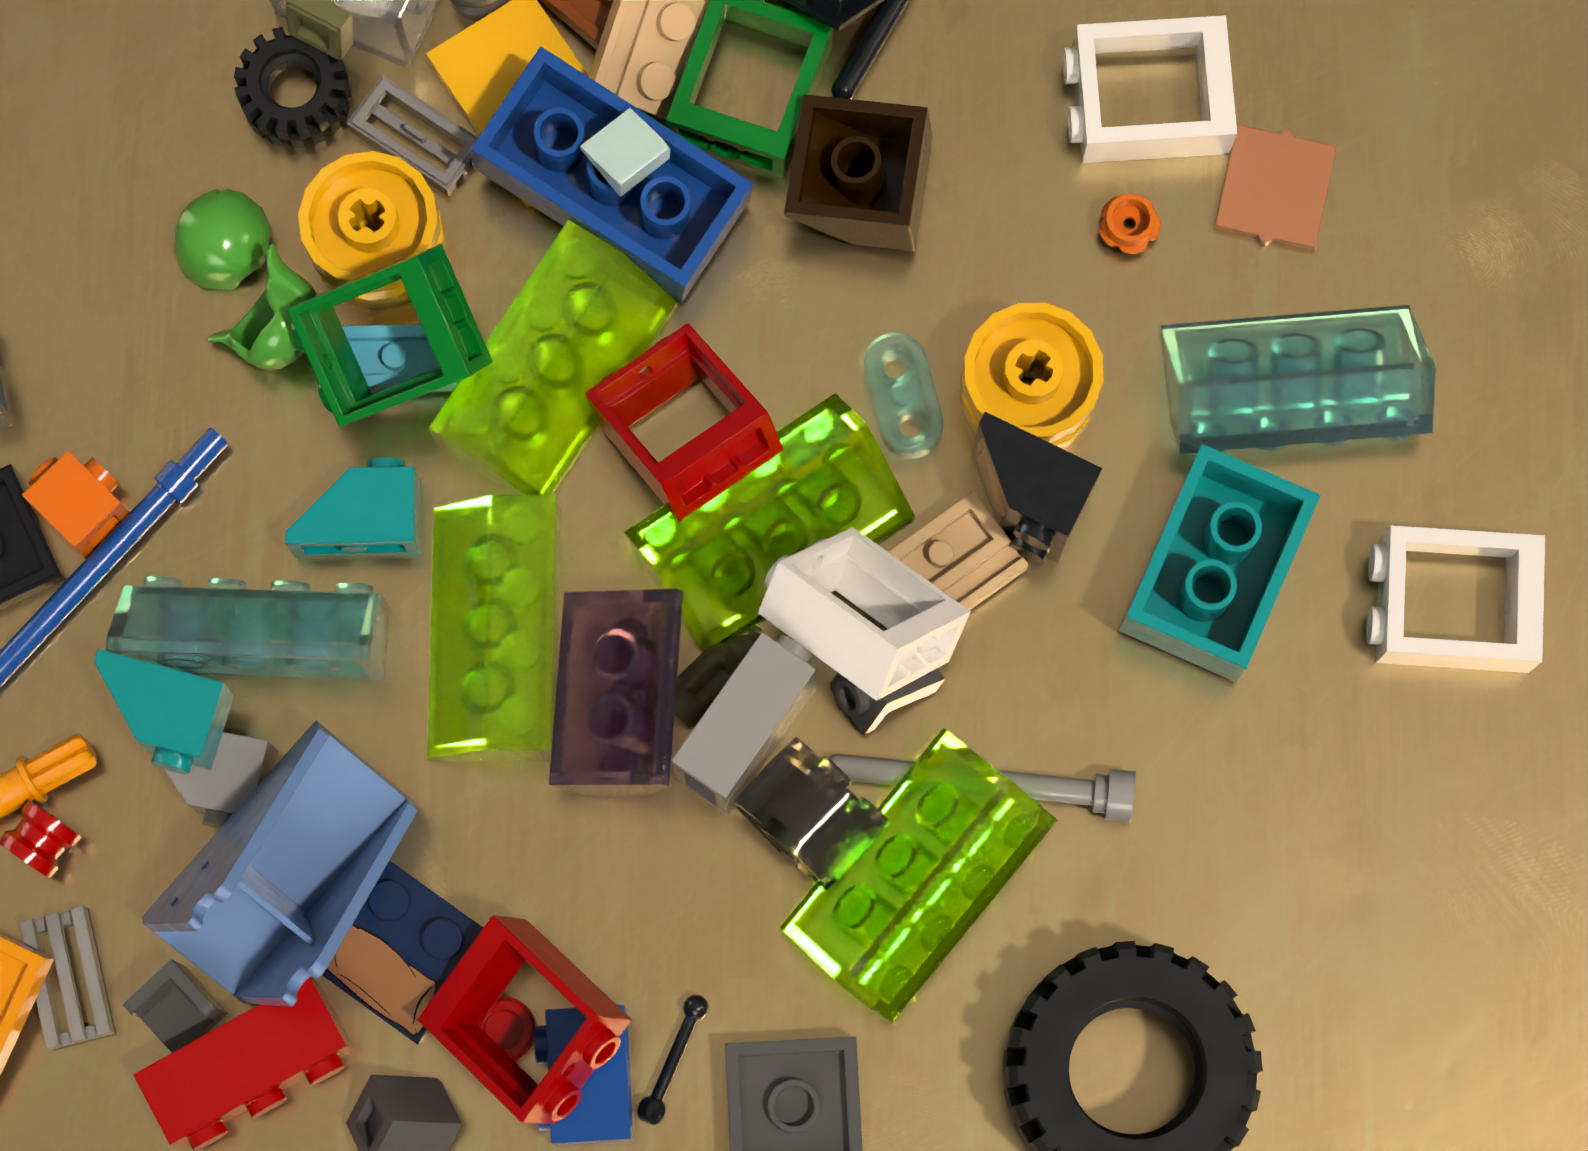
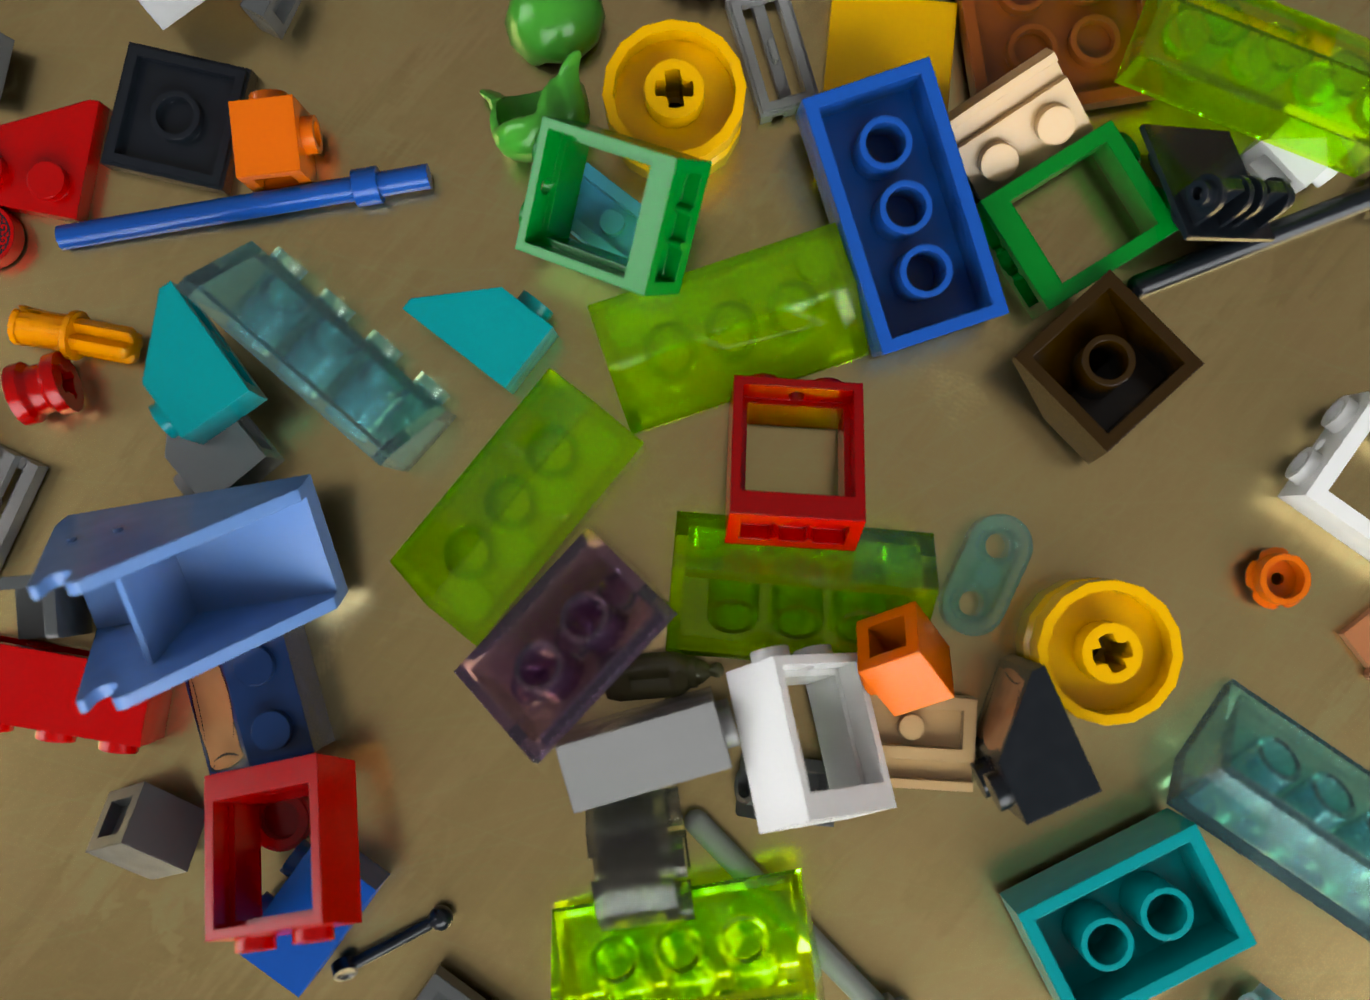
camera: 40 degrees right, 10 degrees up
(626, 151) = (928, 203): light aqua slope -> none
(887, 500) = (904, 659): none -> orange brick

